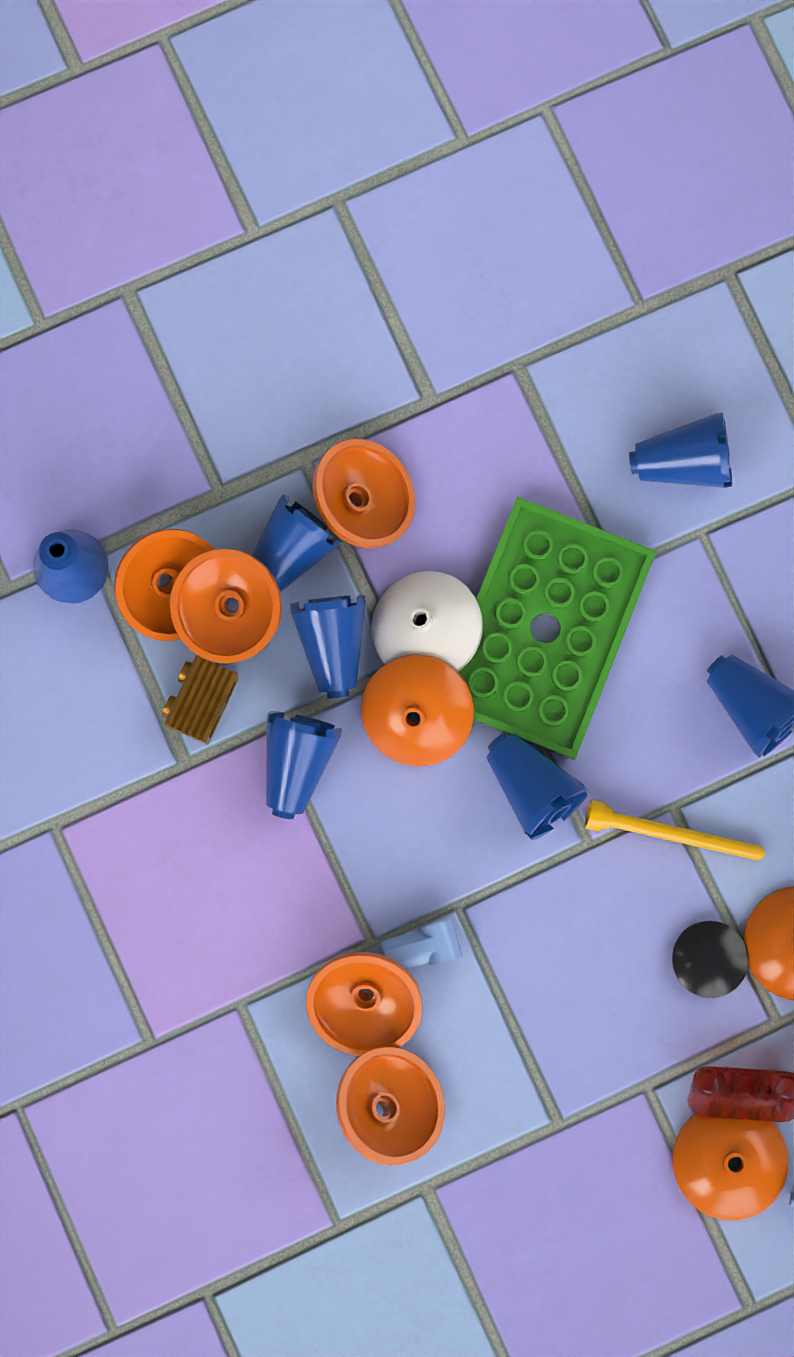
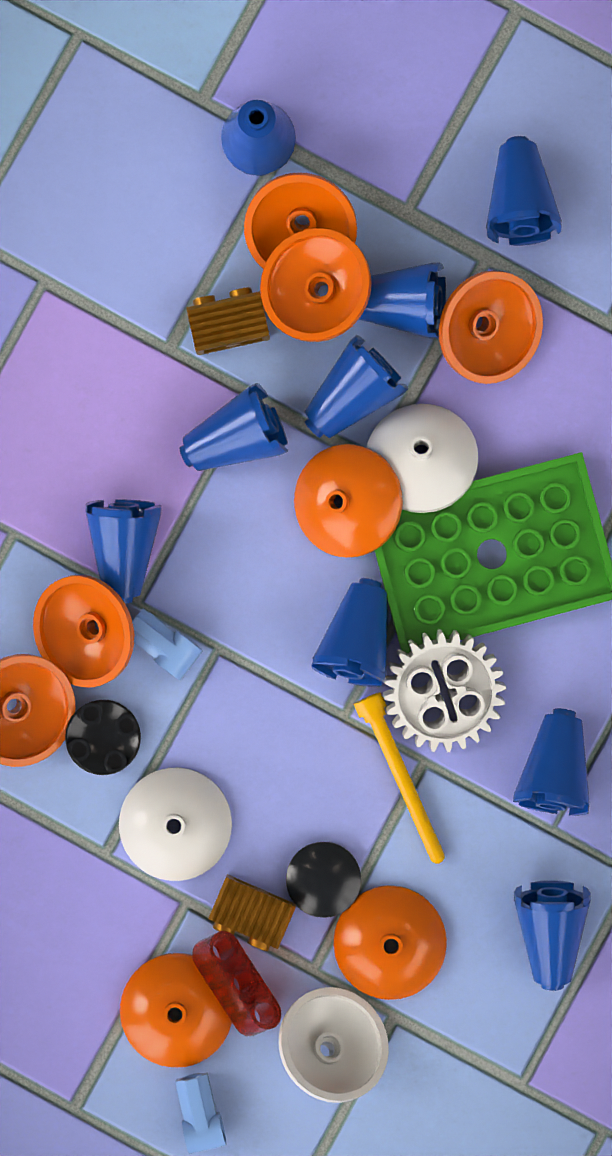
camera: 55 degrees right, 5 degrees up
(278, 393) = (521, 196): none -> blue cone
(315, 917) = (123, 542): none -> blue cone
(462, 1054) = (103, 737): none -> black dish
(548, 1043) = (179, 796): none -> white dish
(619, 779) = (413, 701): none -> white gear
(696, 1038) = (251, 913): none -> pearl gold brick

